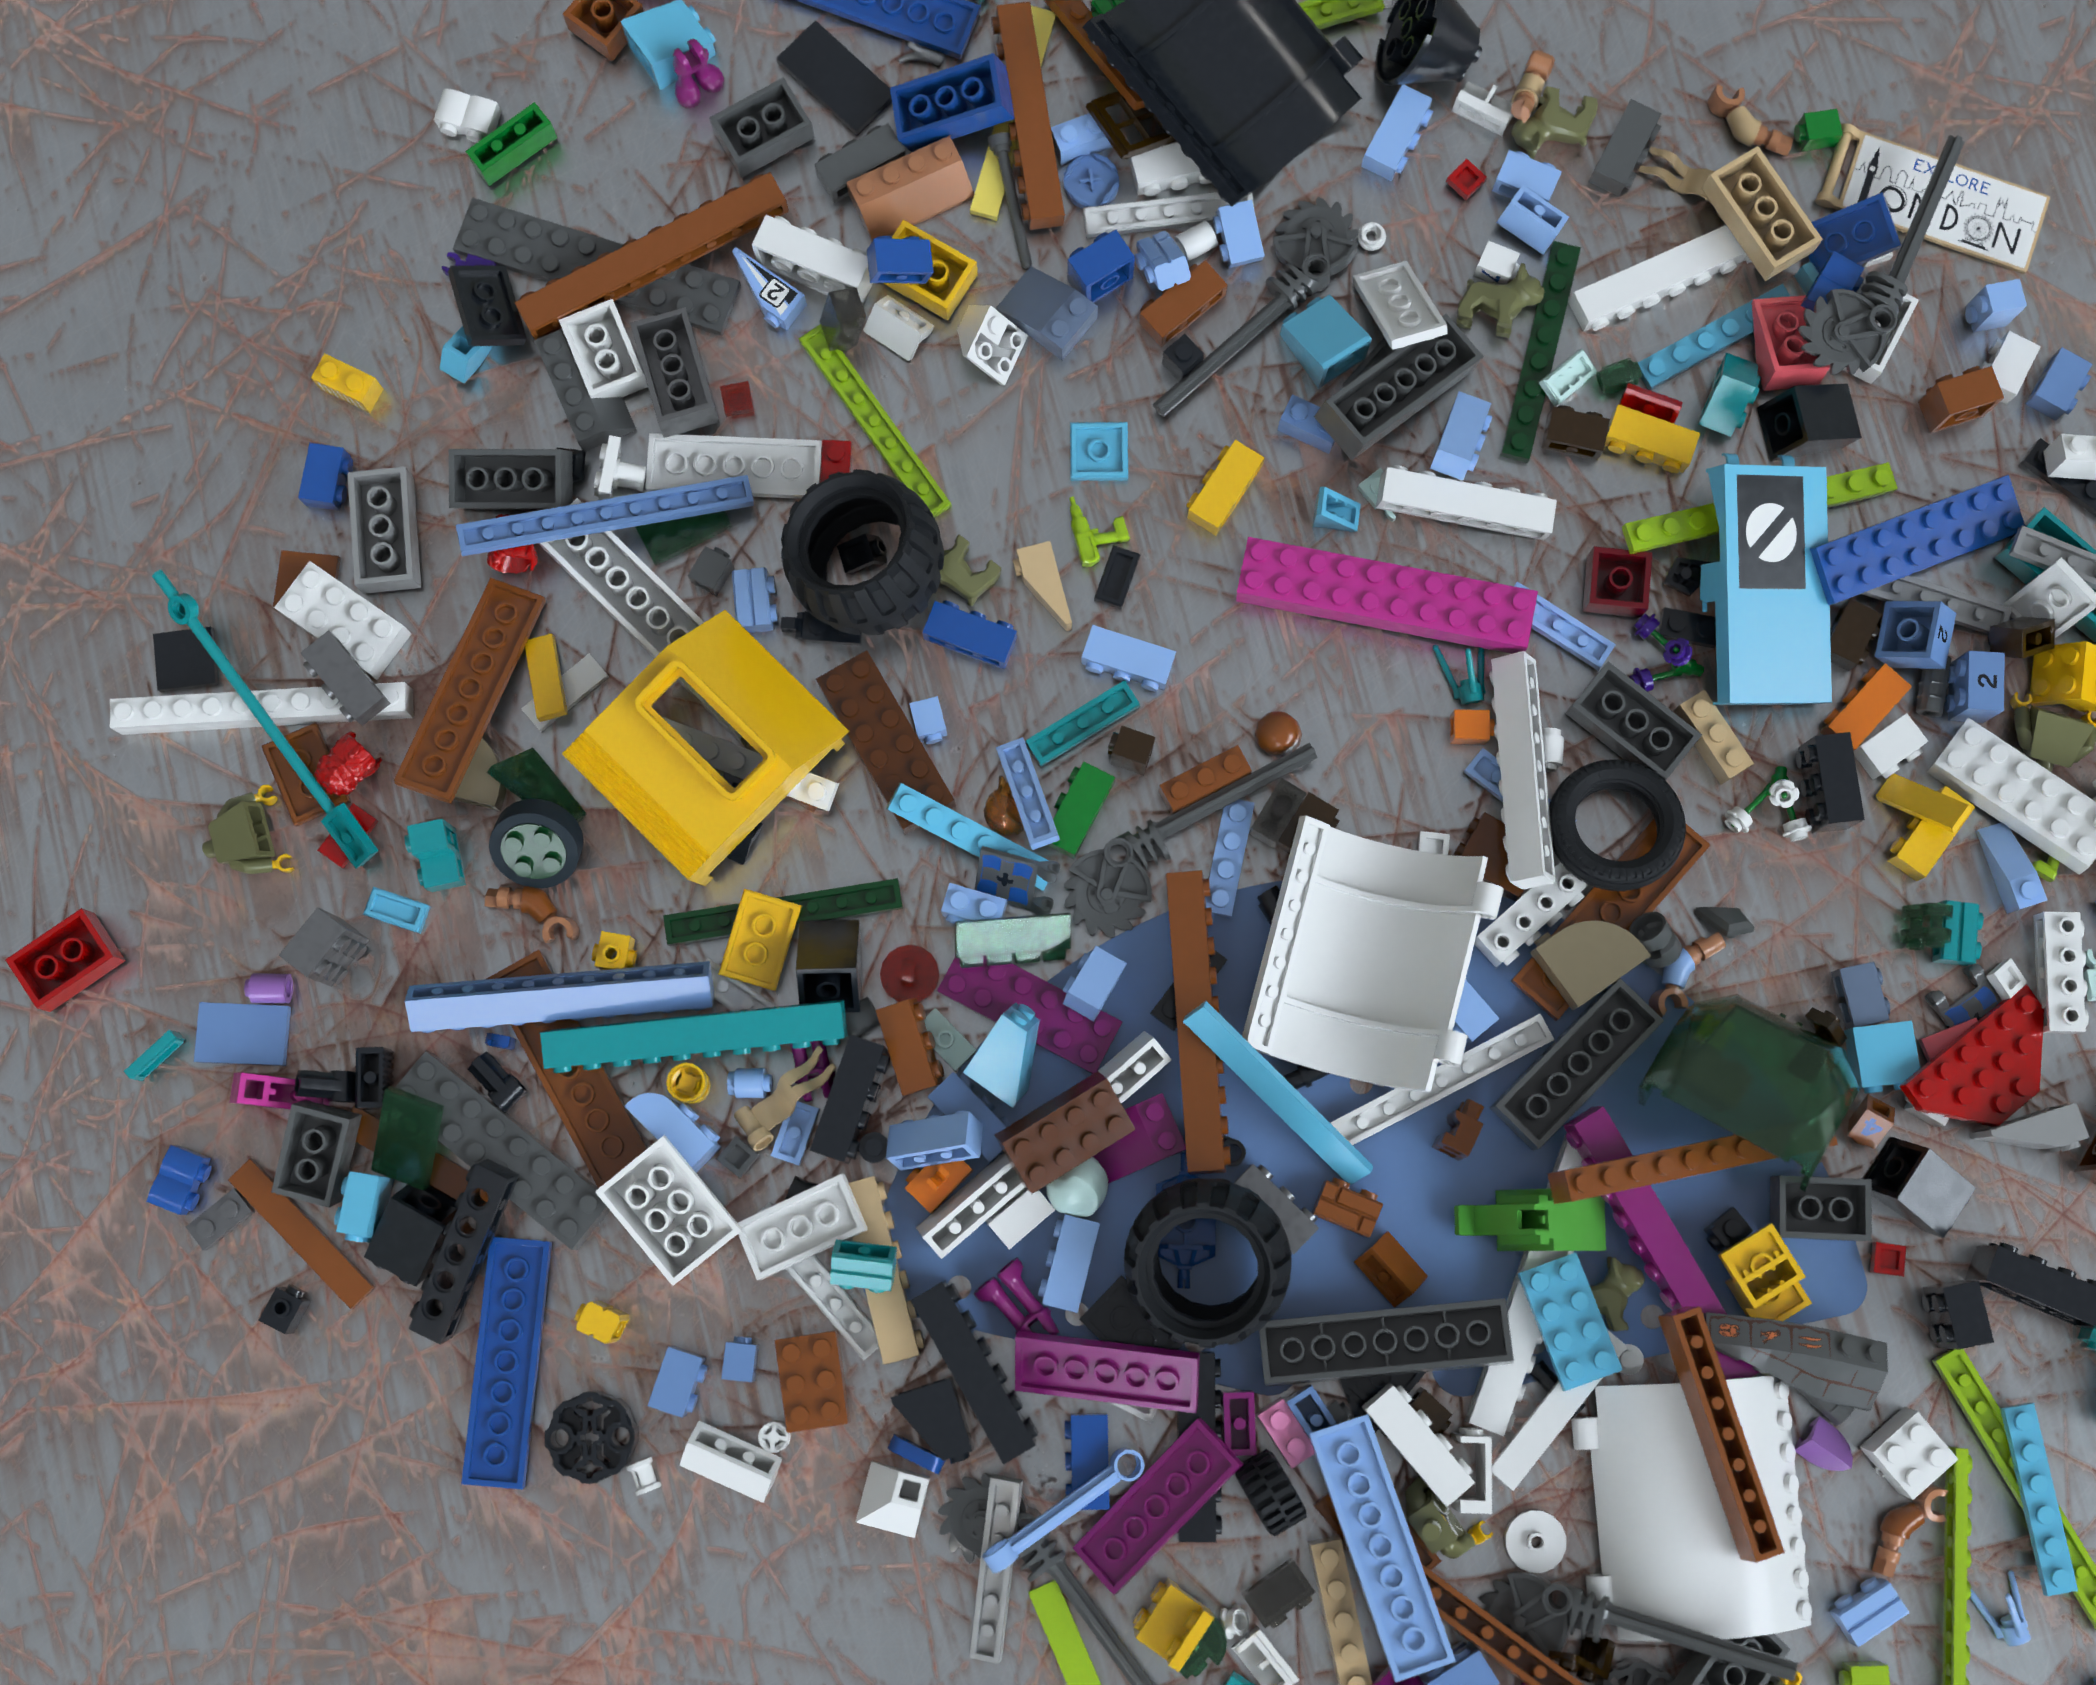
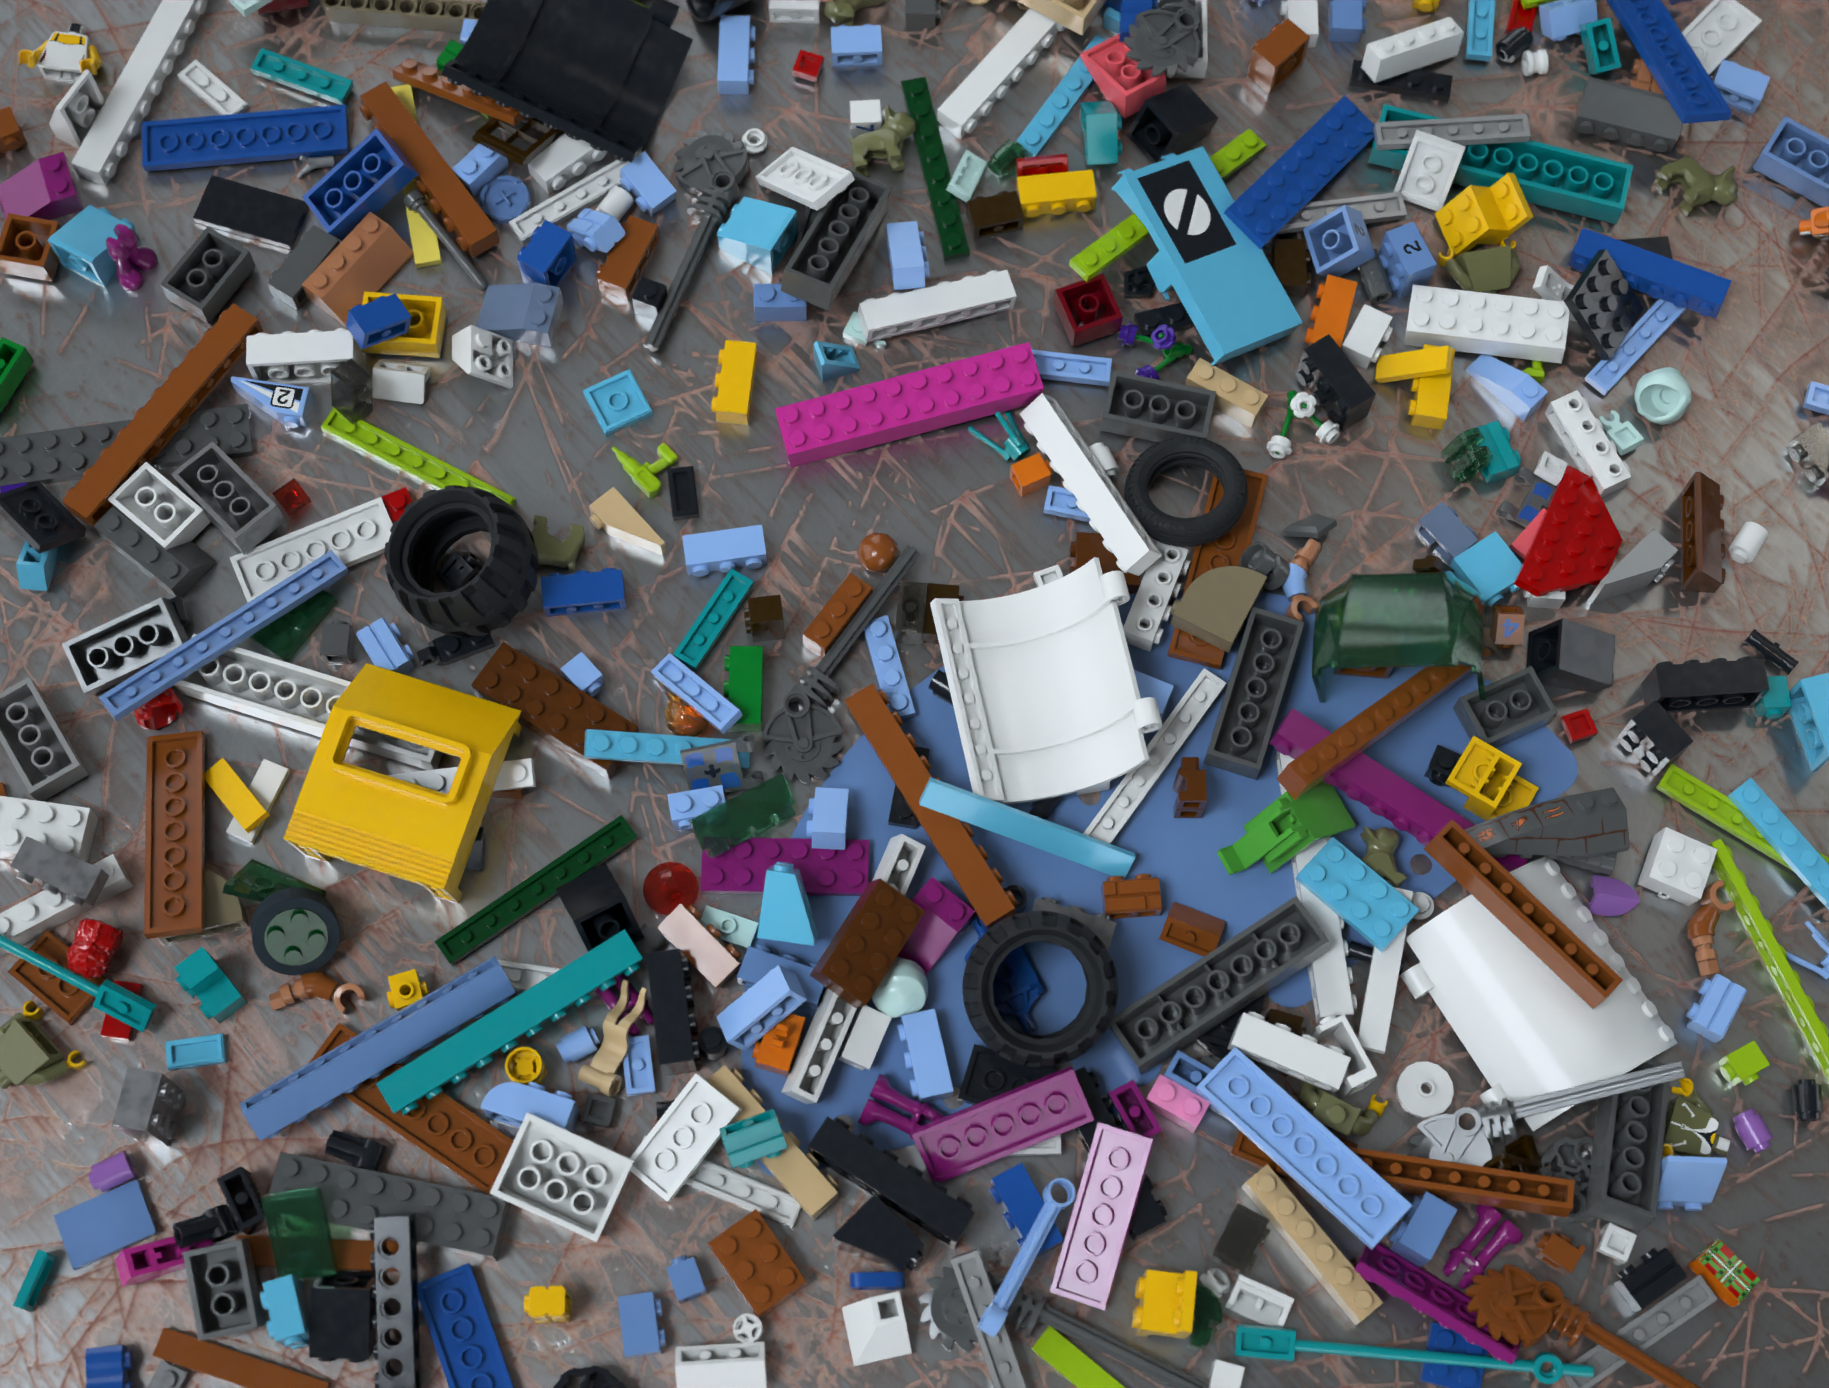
camera: 30 degrees left, 10 degrees down
(500, 1041) = (341, 1116): blue tile -> none
(615, 472) = (217, 599): white plate -> none
(760, 939) = (528, 920): yellow tile -> none
(1271, 1492) = (1190, 1155): black tyre -> none
(1532, 219) = (876, 71): light blue brick -> none
(2022, 636) = (1420, 206): dark brown brick -> none

